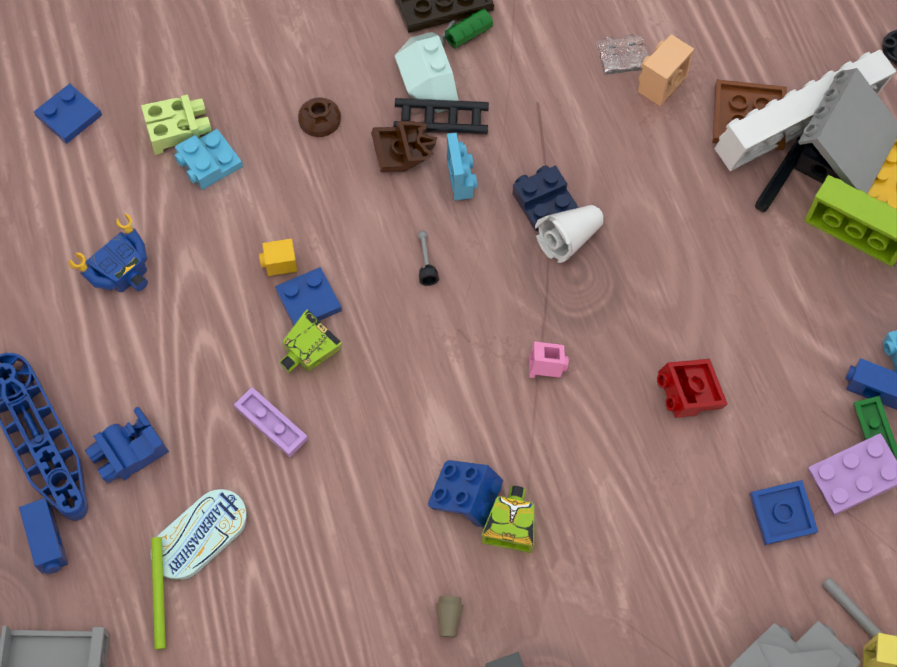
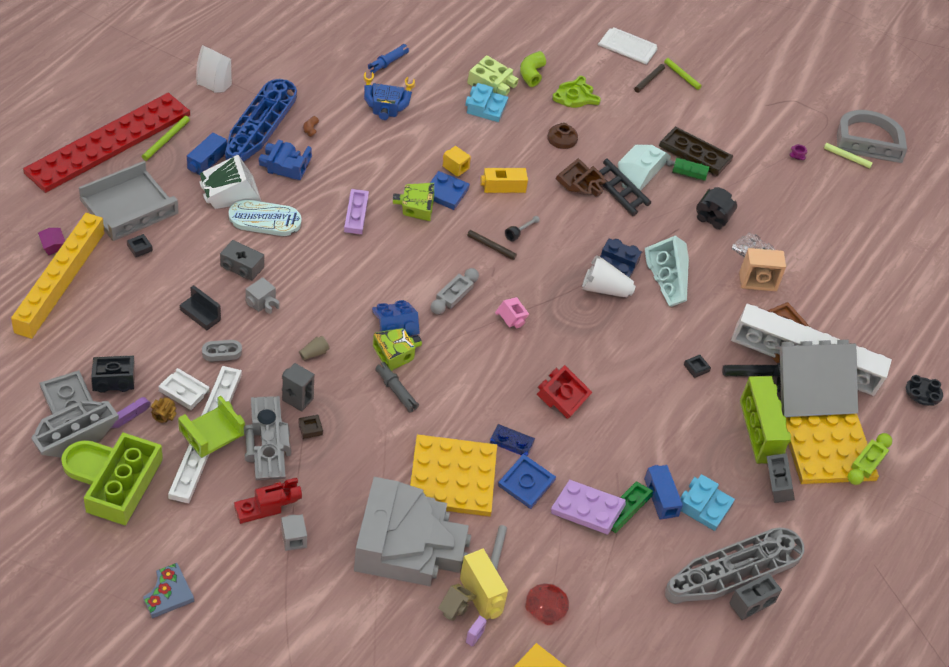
camera: 45 degrees right, 15 degrees down
(49, 220) = (384, 60): none -> blue pin
(68, 113) = (454, 35): blue plate -> none
(89, 382) = (309, 124): none -> dark orange arm
(118, 544) = (228, 183): none -> white slope
(158, 593) = (216, 216): lime bar -> none
(190, 74) = (529, 66): none -> lime cylinder
(239, 613) = (242, 260): none -> dark grey brick
(264, 56) = (576, 94): none -> lime tile
(325, 624) = (261, 296): none -> light grey brick
(345, 226) = (504, 180): none -> yellow brick
(426, 308) = (487, 242): none -> dark brown bar
(459, 169) = (591, 206): medium azure plate -> none
(470, 398) = (454, 291): none -> light grey plate
(548, 47) = (716, 207): none -> black brick
(554, 559) = (392, 380): none -> dark grey pin
(593, 154) = (670, 268): none -> light aqua wedge
(716, 487) = (512, 440): none -> clear blue plate
(724, 584) = (455, 473): none -> yellow plate
(736, 228) = (697, 366): none -> black tile

